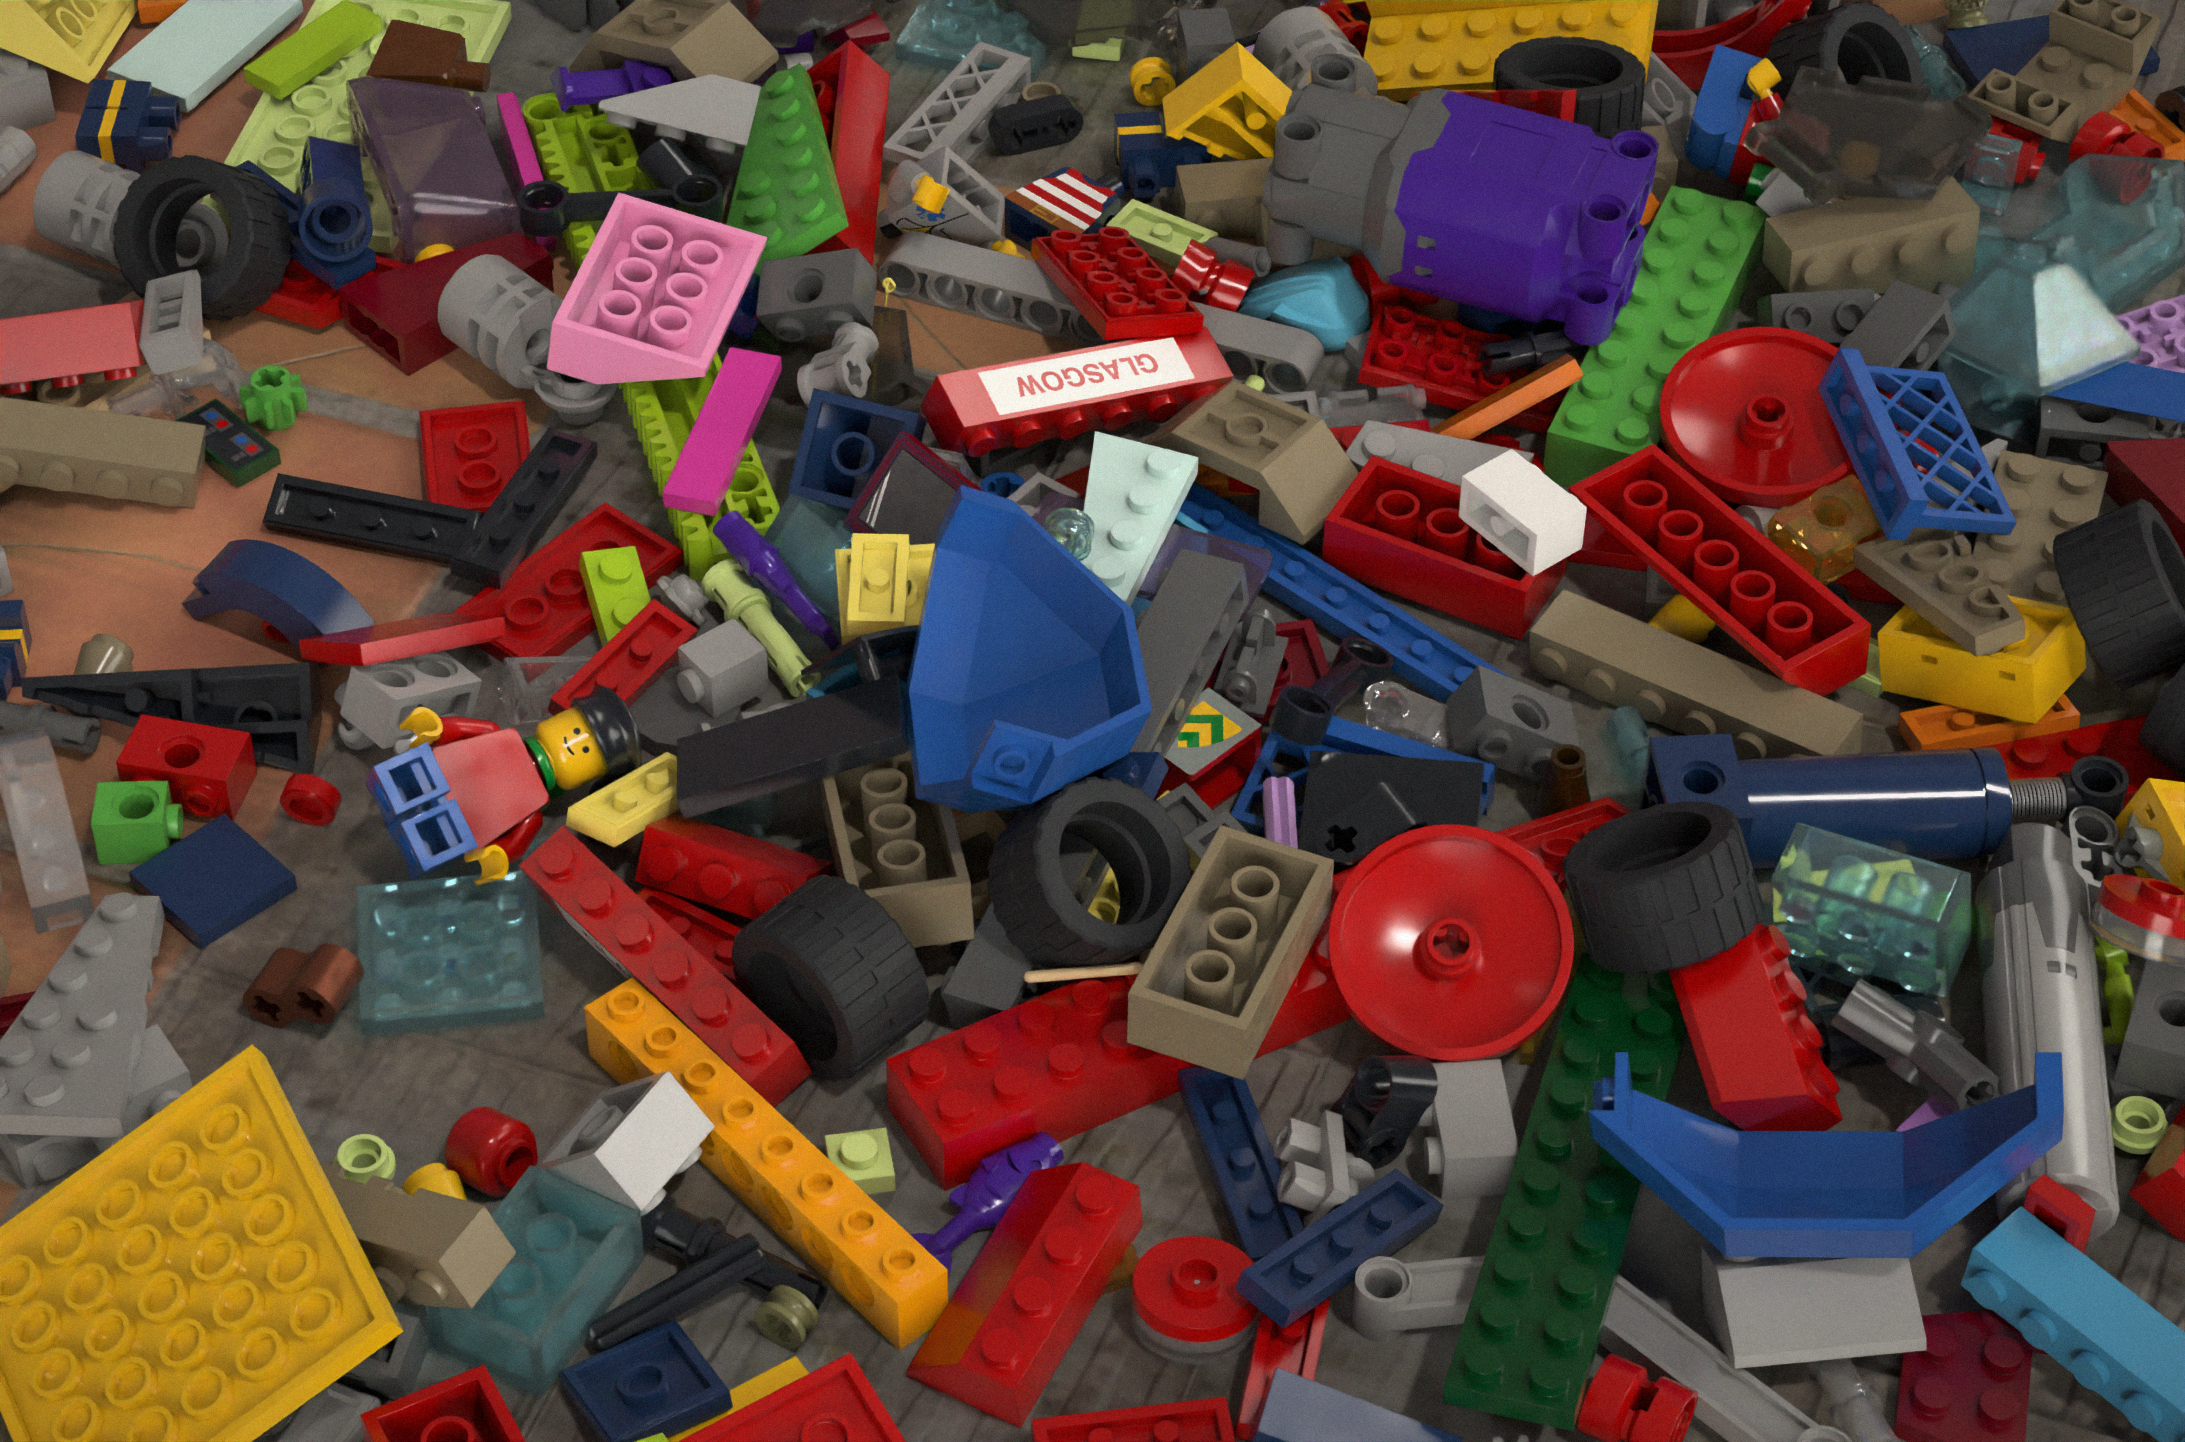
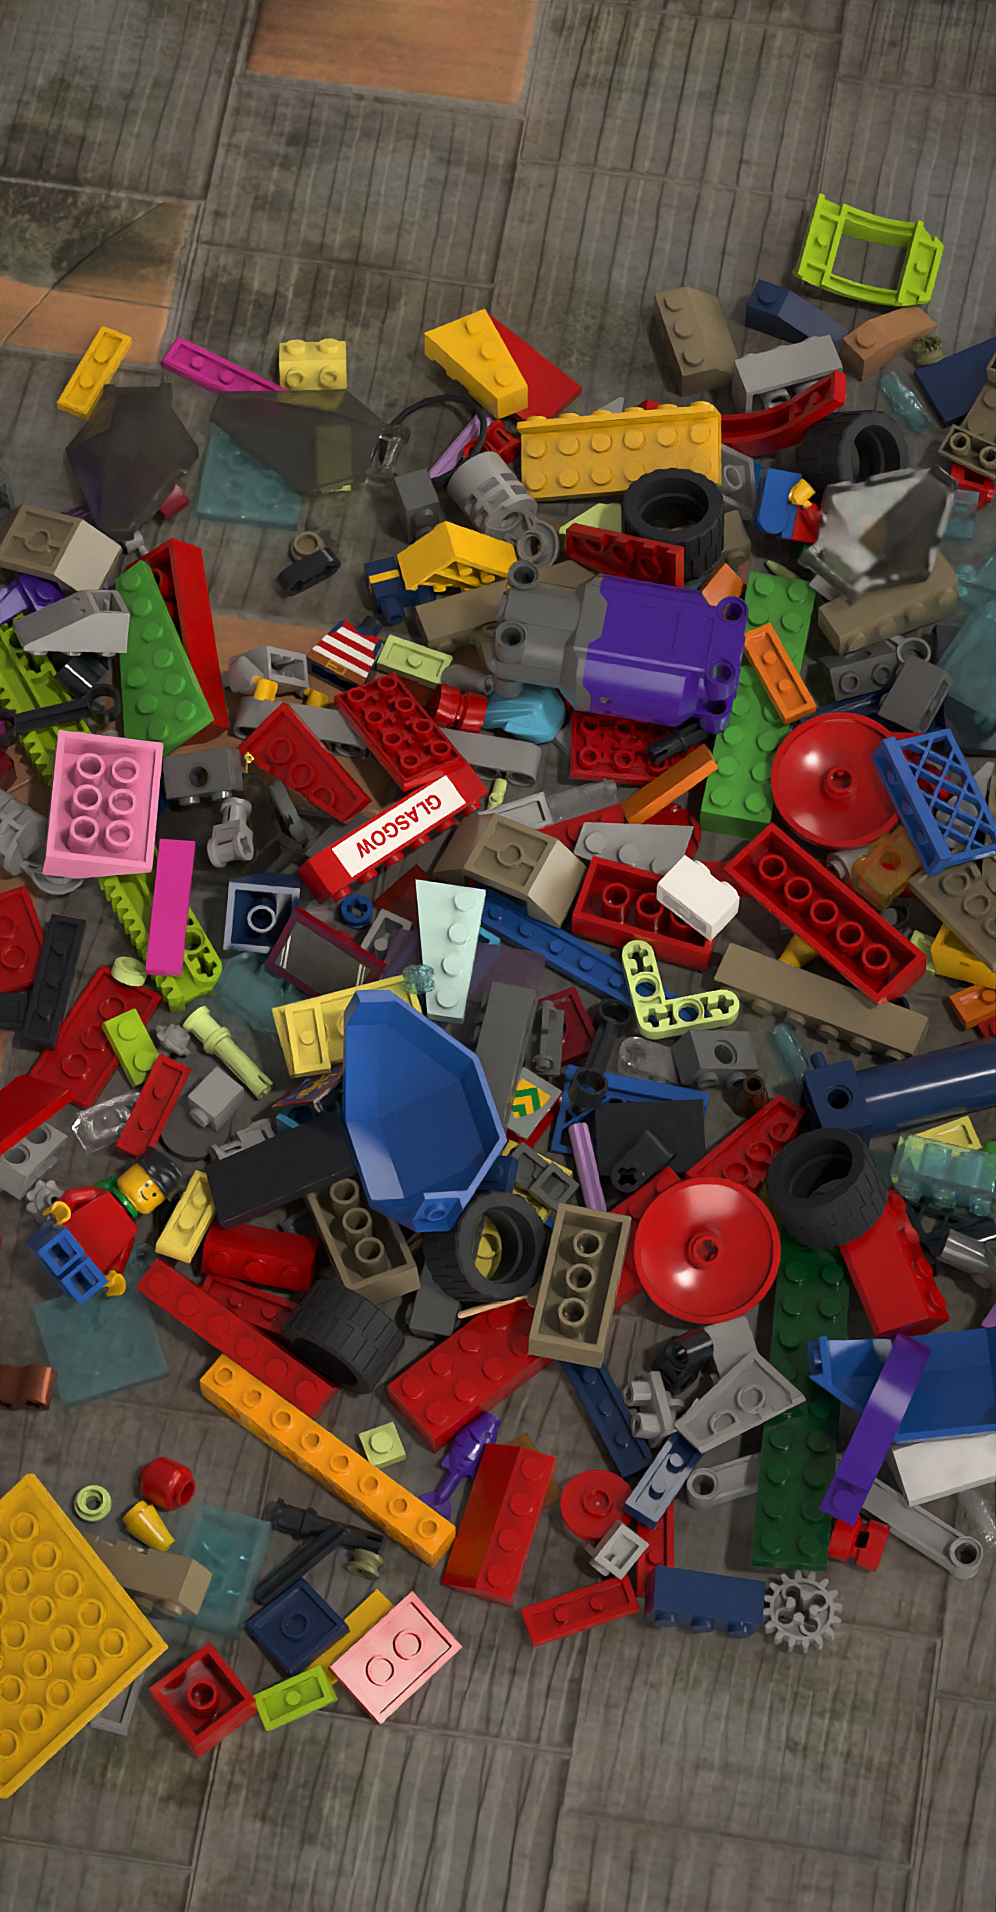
camera: 10 degrees left, 20 degrees up
(631, 1141) = (249, 1475): brick -> none
(643, 512) = (129, 971): none -> yellowish green tile
(766, 567) = (223, 1012): dark purple animal -> none
(926, 344) = (288, 812): none -> dark grey tile
(965, 300) = (300, 760): none -> red wing
(968, 130) = (266, 584): light grey fence -> none
(1143, 73) = (380, 515): yellow bush -> none
(1214, 1350) = (617, 1550): none -> light grey bracket
(1439, 655) = (659, 1006): none -> yellowish green beam
(1464, 1163) = (737, 1403): none -> light grey wing
(1681, 1205) = (876, 1429): none -> dark purple arch
(1691, 282) = (778, 674): none -> orange plate

